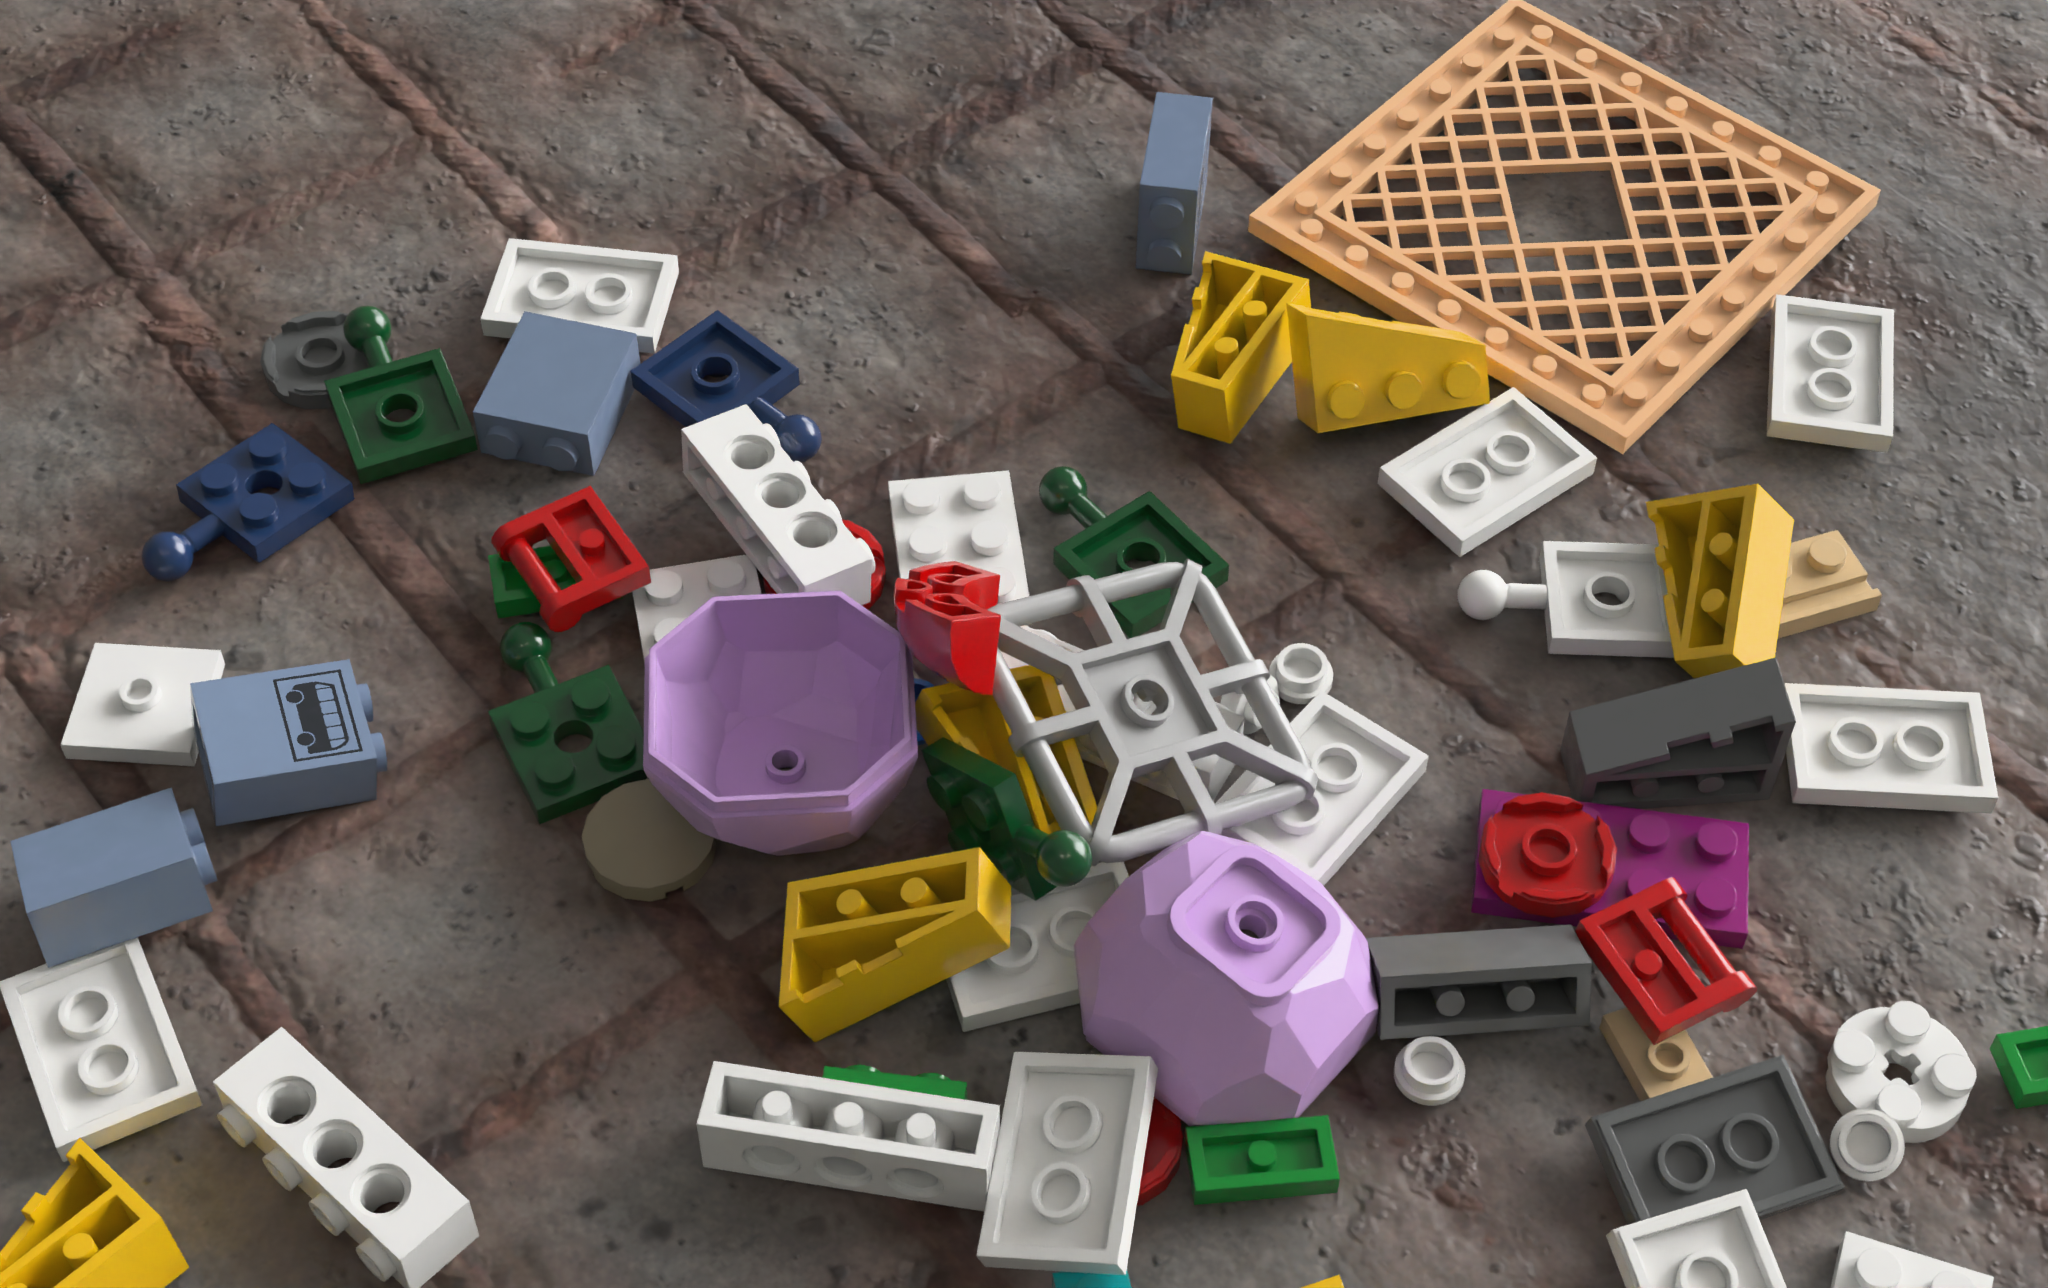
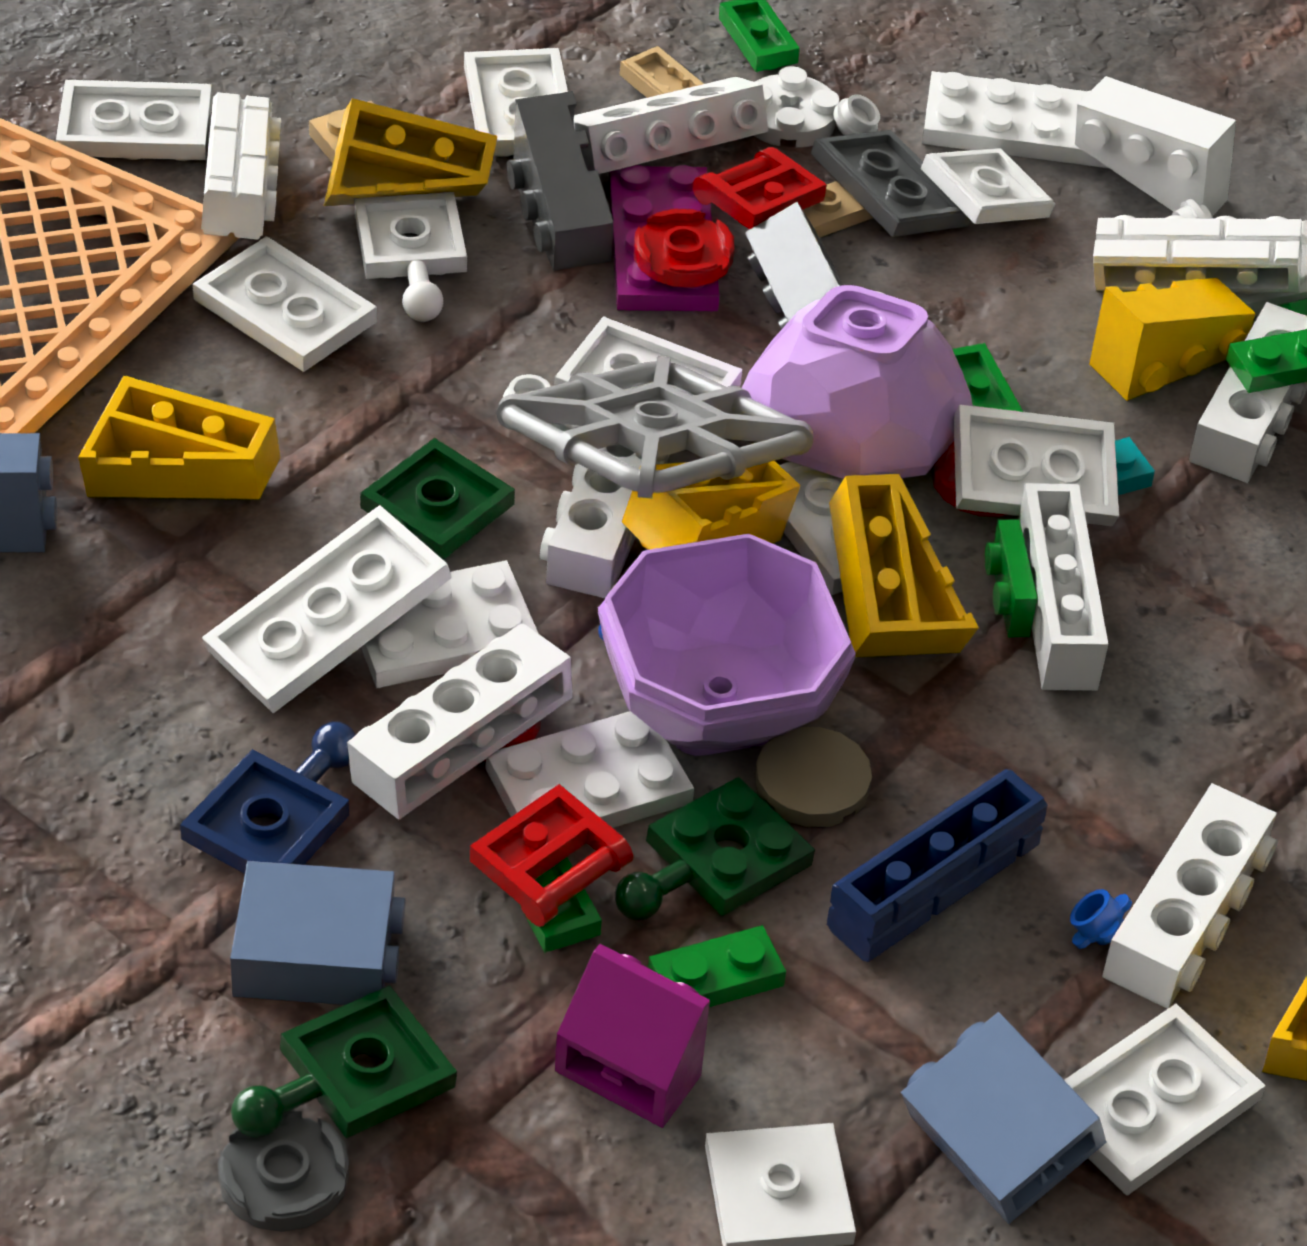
camera: 105 degrees left, 5 degrees down
(257, 521) = (504, 1195): dark blue plate -> none
(286, 741) = (812, 1035): sand blue brick -> none
(332, 597) = (633, 1036): none -> magenta slope
(350, 1055) = (1098, 917): none -> blue plate
(418, 705) = (725, 966): none -> green plate
(457, 899) = (936, 865): none -> dark blue brick
(582, 285) = (163, 952): white plate -> none
(948, 623) = (658, 504): red brick -> none
(967, 435) = (326, 608): none -> white plate
(992, 814) = (786, 496): dark green plate -> none
(1379, 370) = (205, 344): yellow wedge -> none
(1715, 432) = (241, 166): none -> white brick
(1815, 885) = (672, 123): none -> white brick
(1937, 924) = (656, 73): none -> tan plate

